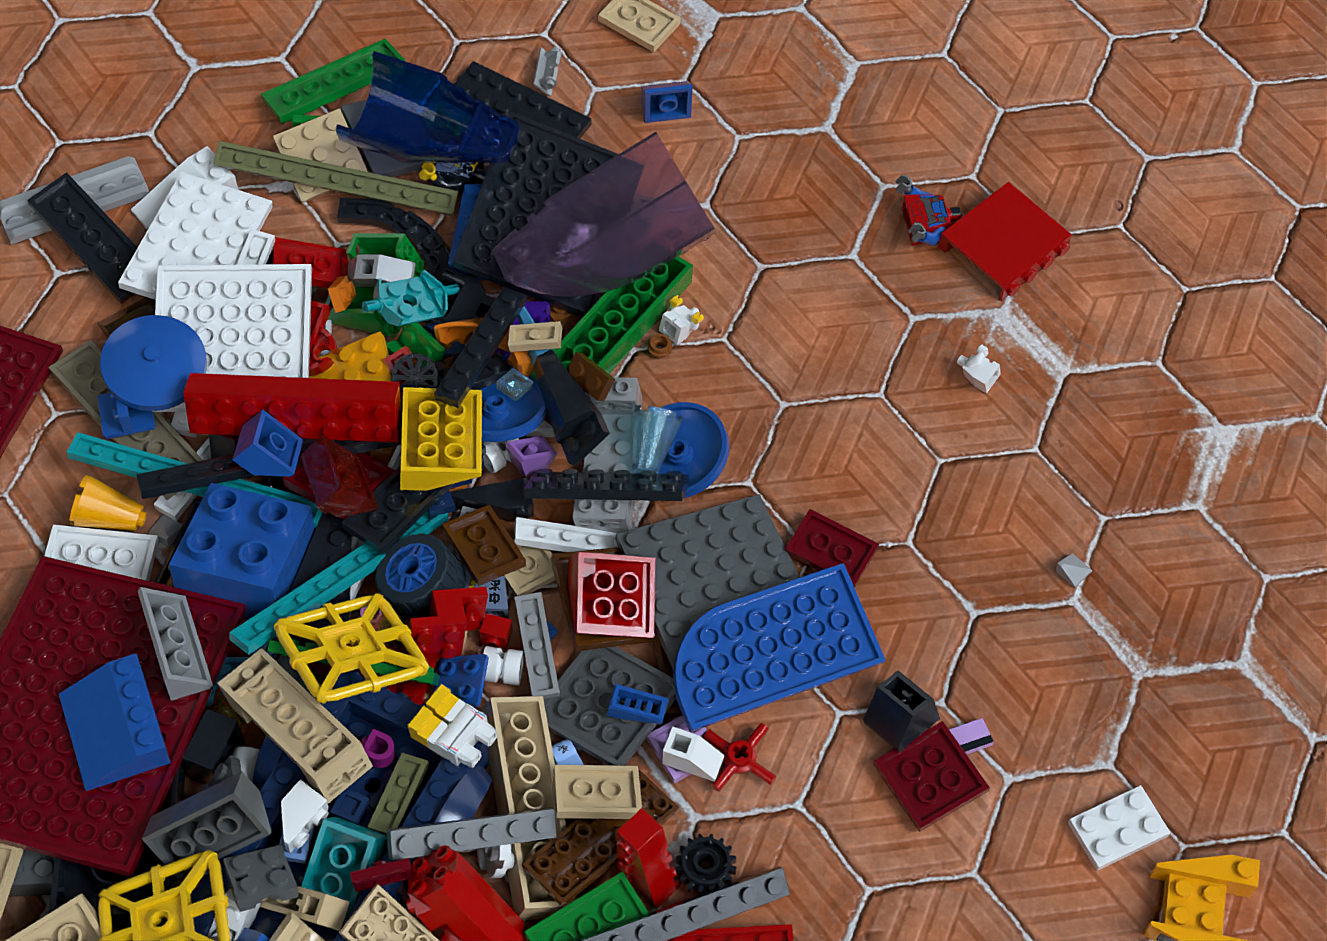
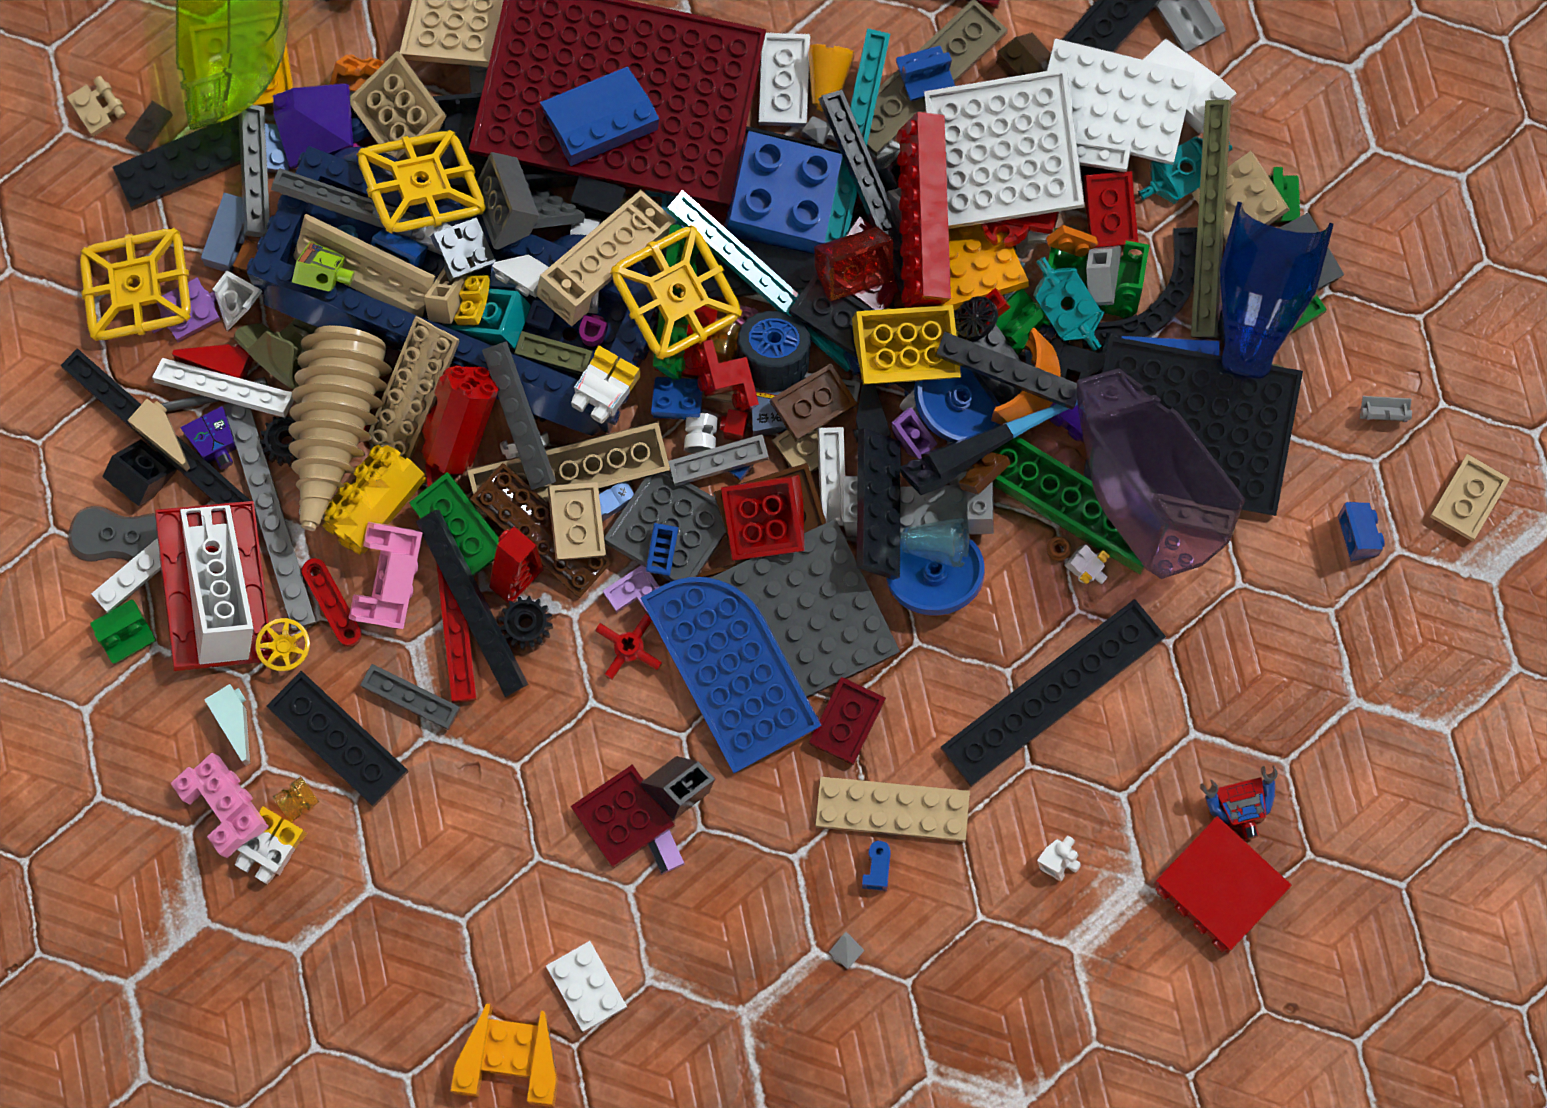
camera: 90 degrees right, 15 degrees up
(150, 362) = (964, 82): blue dish -> none
(175, 642) = (680, 149): light grey slope -> none
(267, 447) = (878, 196): blue slope -> none
(286, 216) = (1170, 180): none -> teal plate
(323, 875) = (474, 297): none -> yellow slope
(326, 83) = (1343, 202): green plate -> none
(381, 874) = (470, 341): dark red plate -> none
(508, 95) = (1338, 388): black plate -> none
(514, 384) = (980, 409): clear light blue plate -> none
(535, 336) = (1022, 418): tan plate -> none
(692, 754) = (618, 600): white slope -> none
(811, 365) = (1052, 692): none -> black plate
(924, 517) = (892, 809): none -> tan plate
(987, 530) = (879, 857): none -> blue leg

